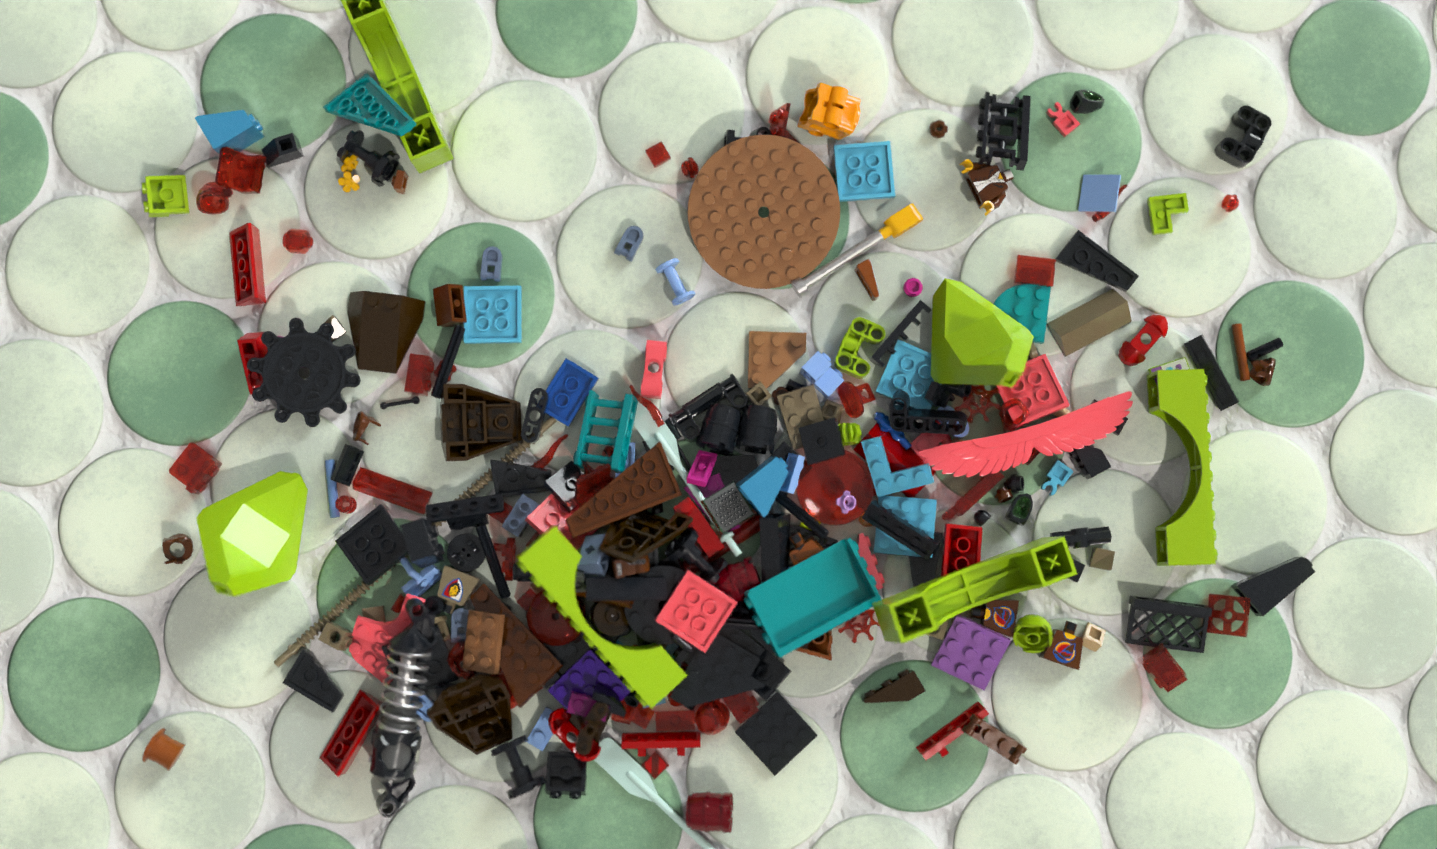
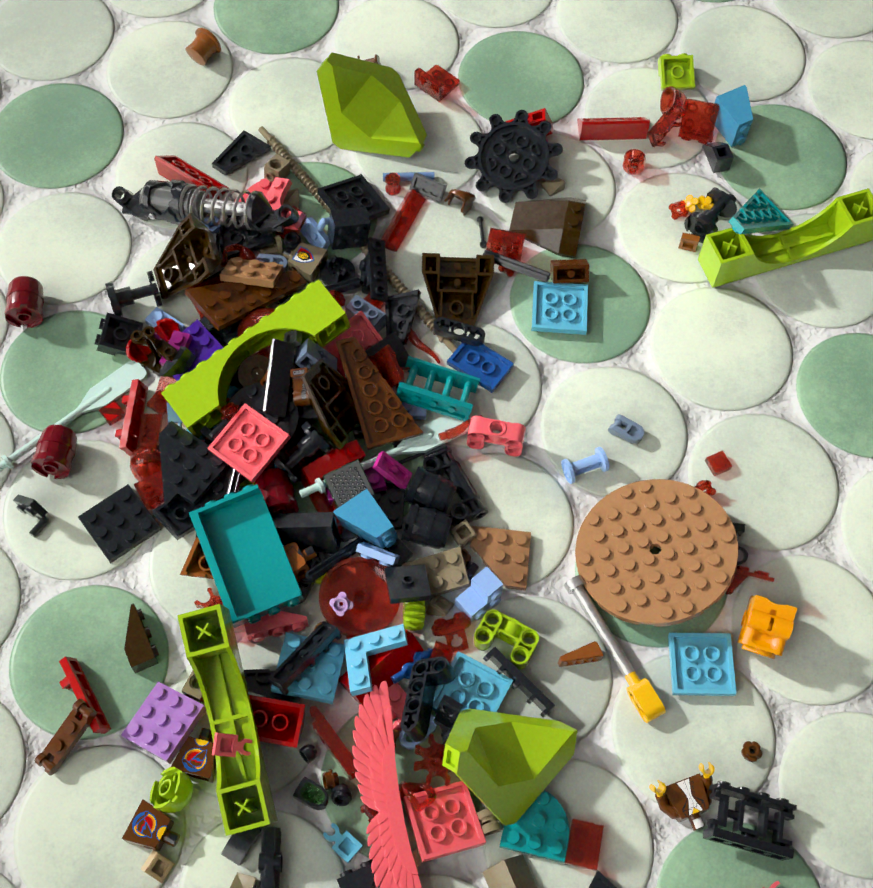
camera: 95 degrees right, 20 degrees down
(250, 209) = (662, 127): none -> clear red hinge
(358, 193) = (678, 205): none -> clear red plate
(491, 257) = (615, 310): sand blue plate -> none
(663, 636) = (229, 410): none -> clear red plate
(778, 819) = (34, 509): none -> black plate
(880, 405) = (442, 650): none -> clear red tile
(912, 287) = (570, 704): dark pink plate -> none
(995, 586) = (228, 744): none -> coral plate

